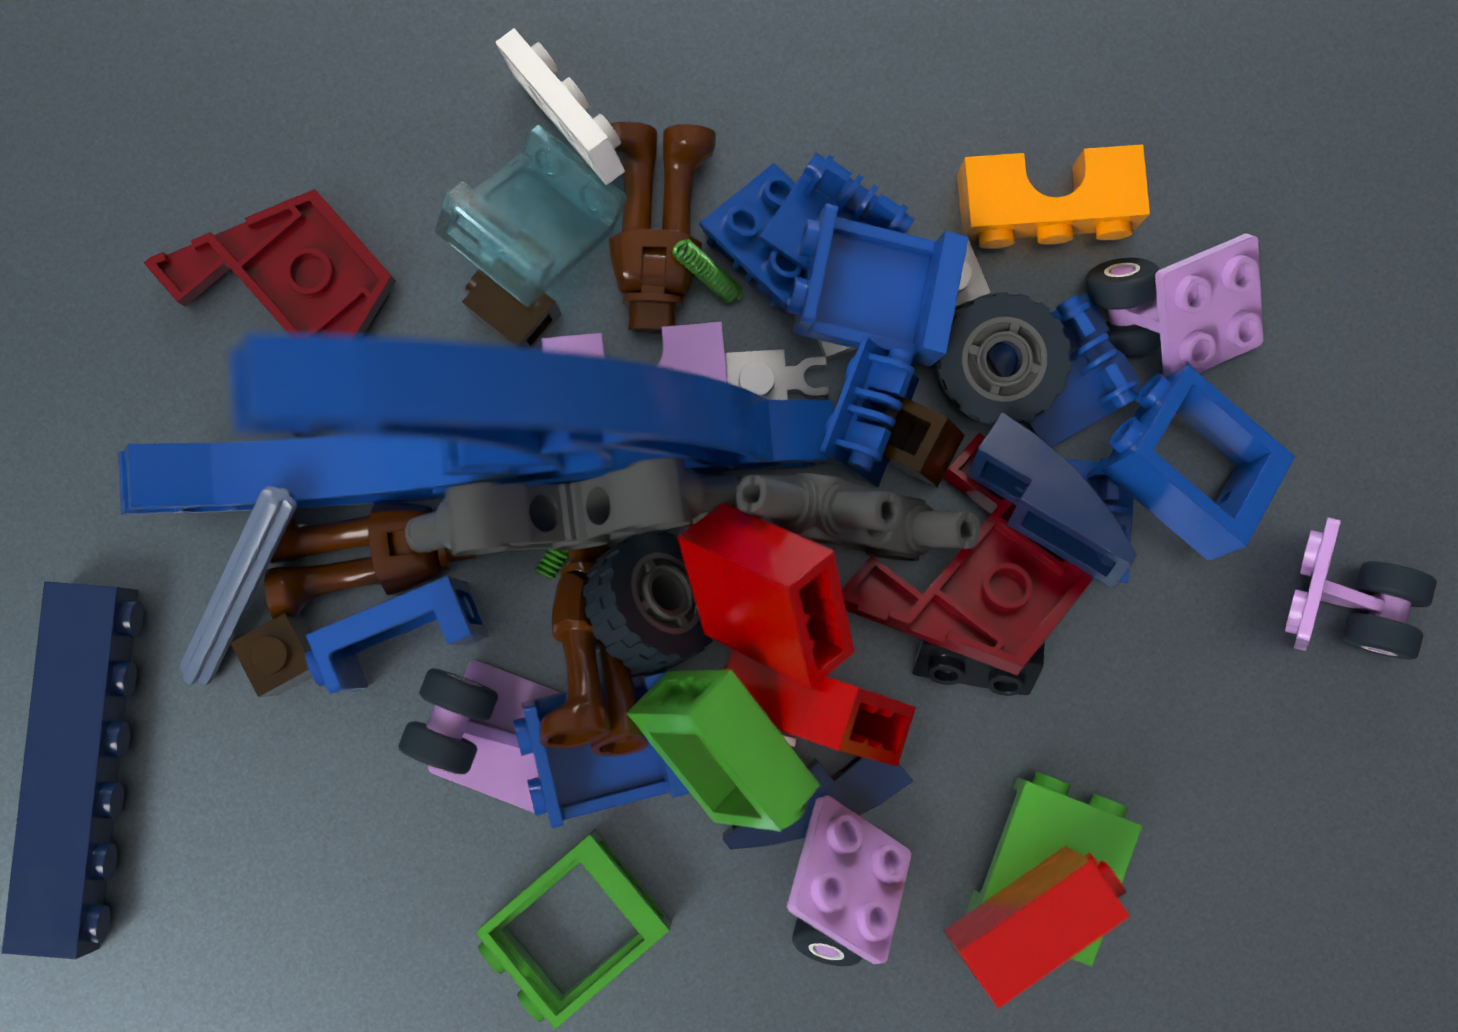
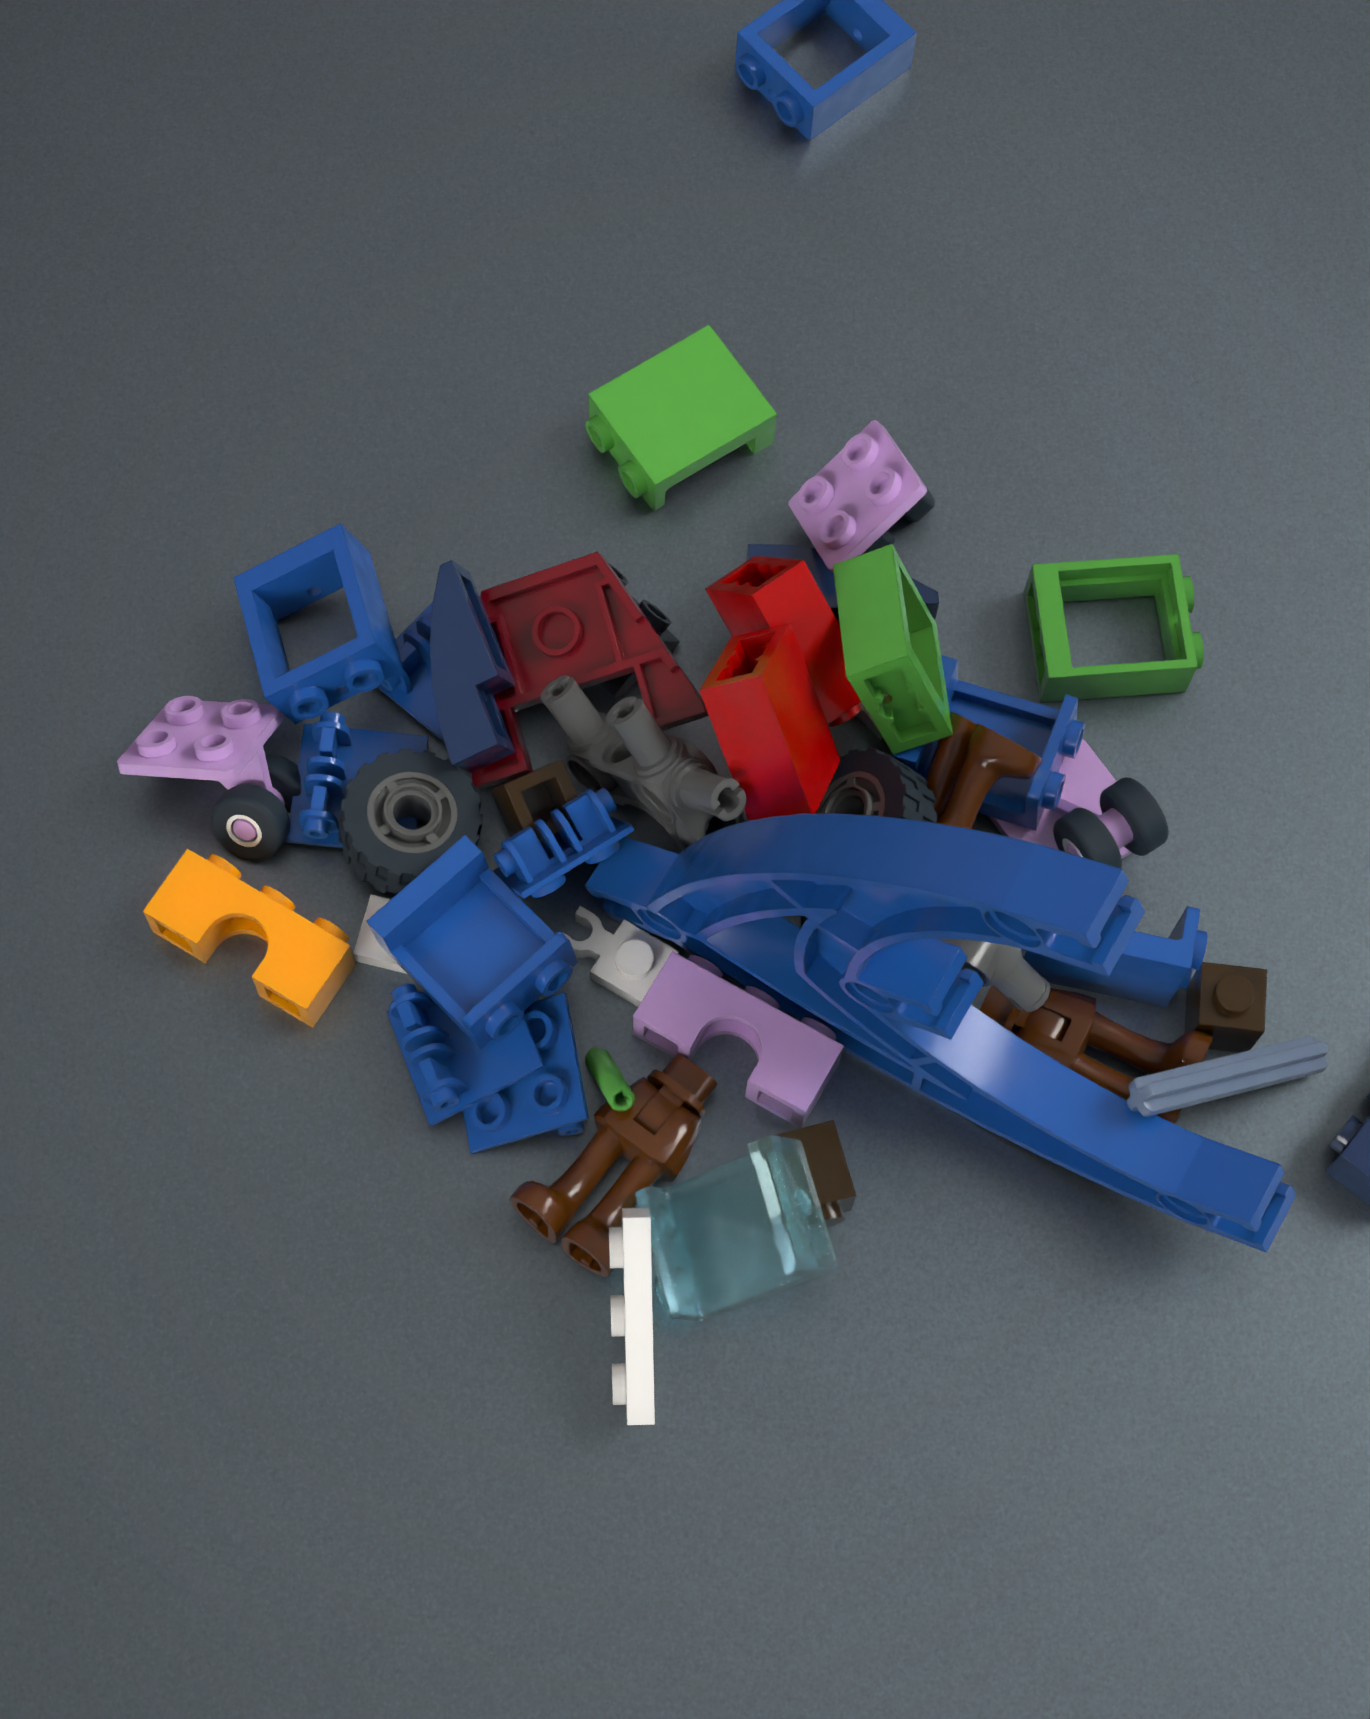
camera: 150 degrees left, 15 degrees down
(295, 263) = (984, 1343): dark red wing -> none
(1038, 923) = (735, 362): red brick -> none
(1384, 593) = (273, 423): plate -> none

